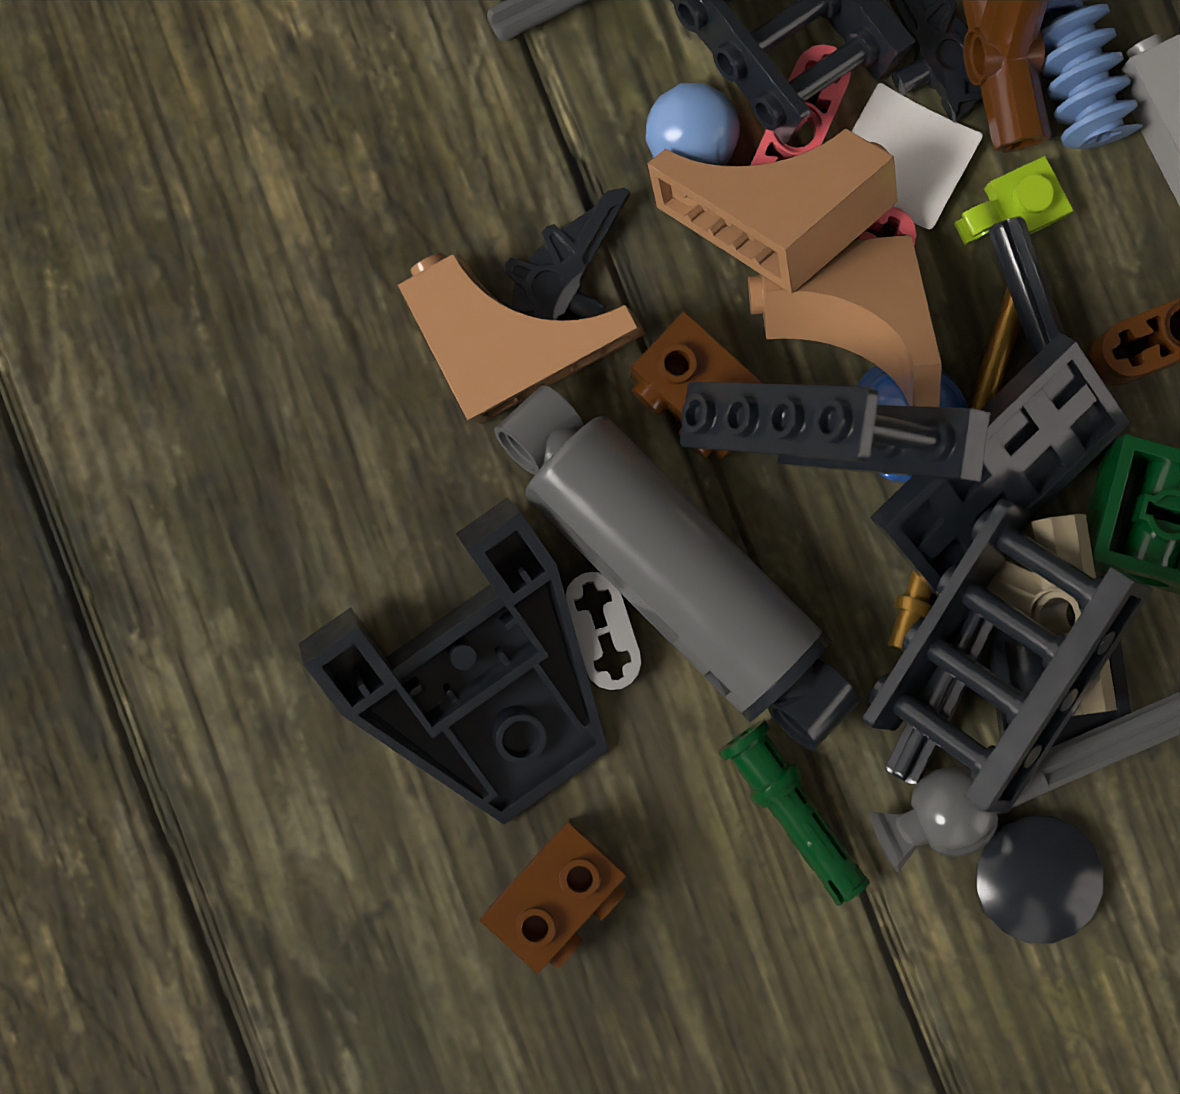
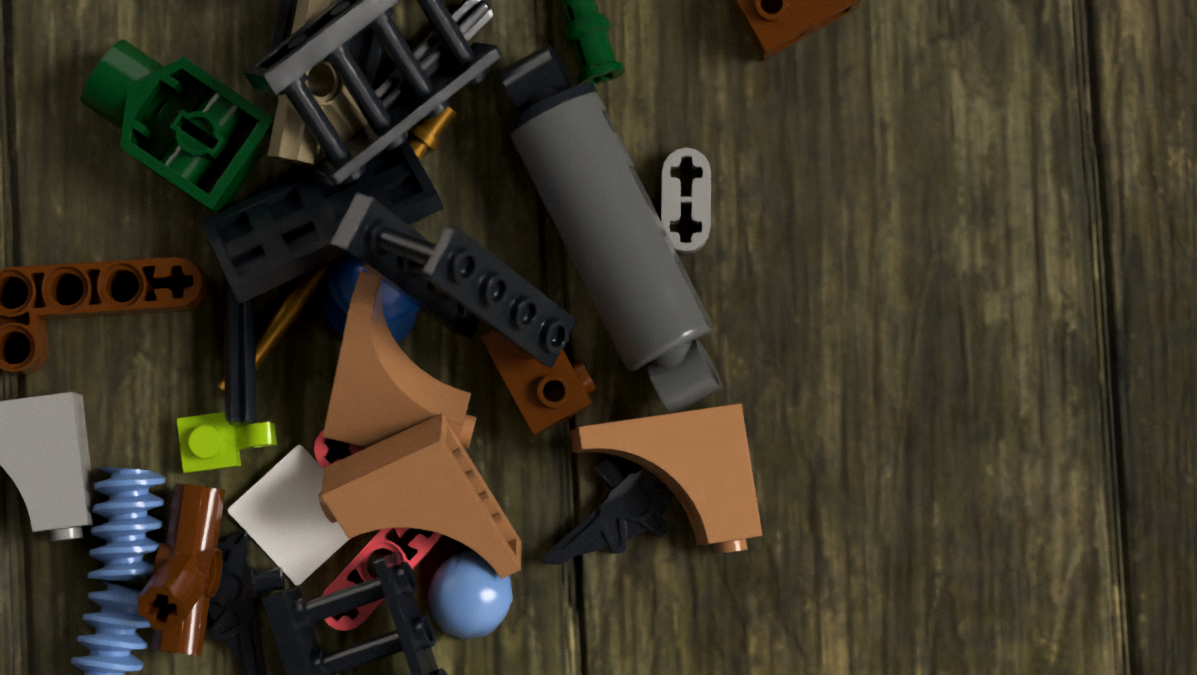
camera: 160 degrees left, 0 degrees up
(487, 692) = (800, 182): black wedge -> none

